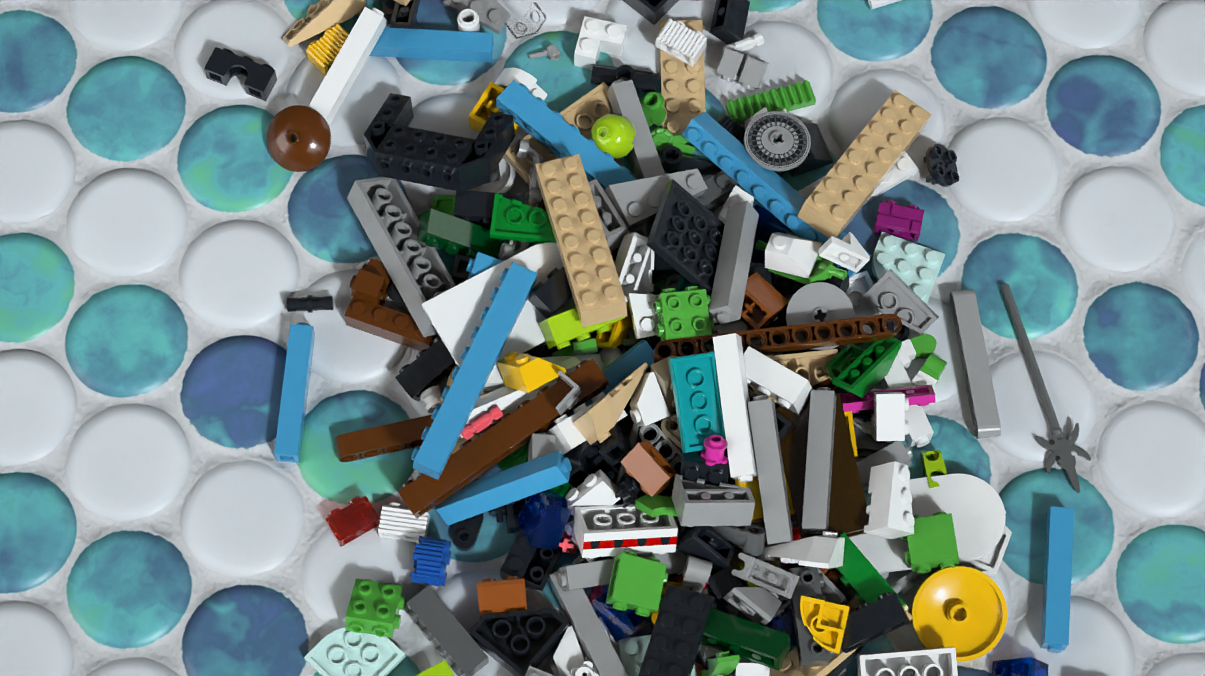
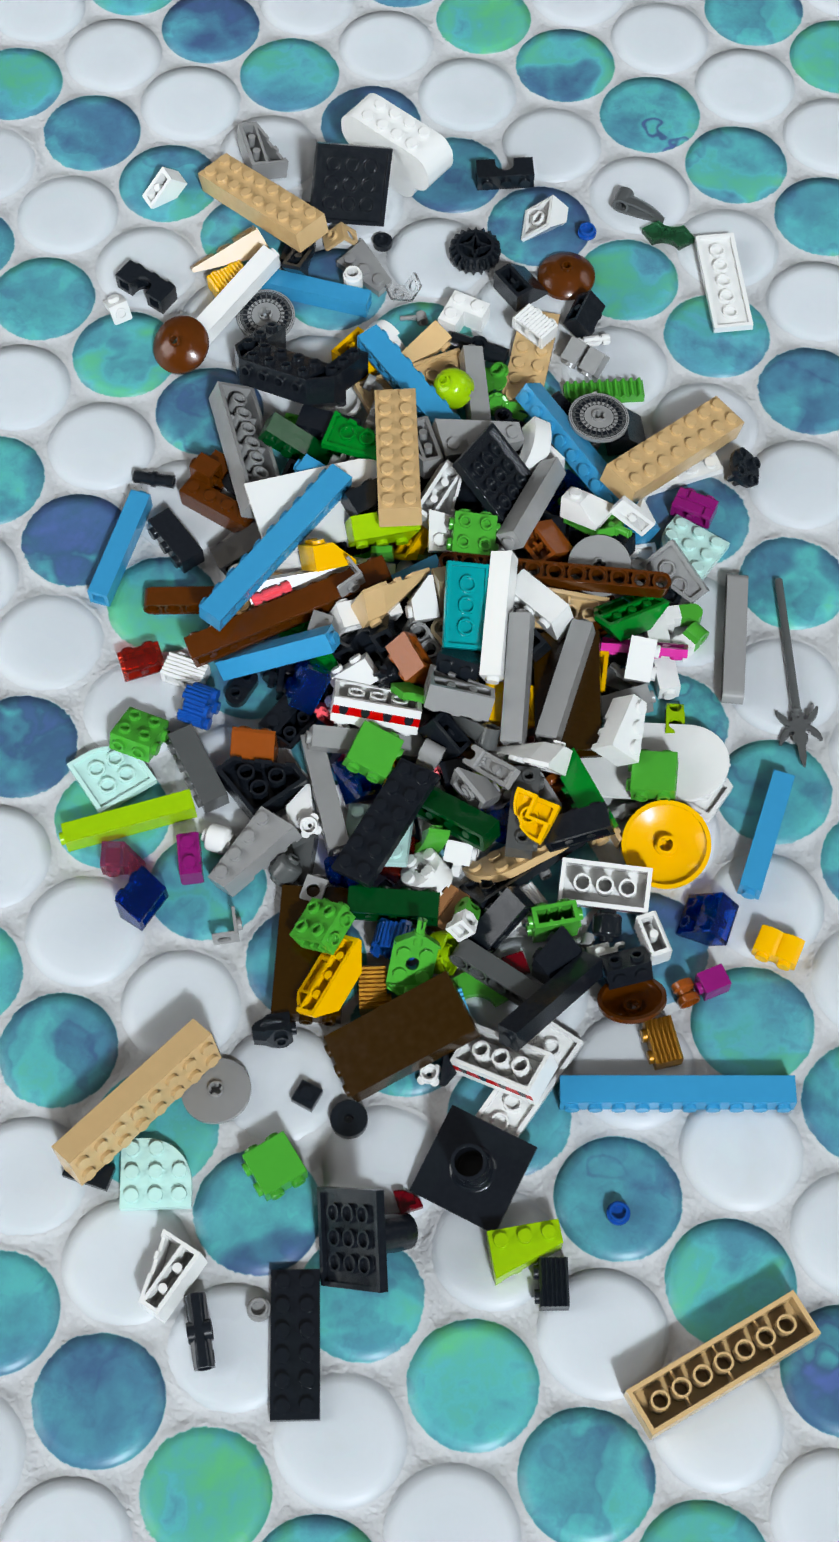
camera: 15 degrees right, 5 degrees down
(215, 105) = (118, 308): none -> white bracket
(353, 372) = (175, 541): none -> black brick
(386, 67) = (267, 301): none -> piece
(569, 87) = (428, 343): none -> tan wedge
(715, 450) = (470, 648): dark pink brick -> none
(721, 187) = (537, 442): none -> white arch

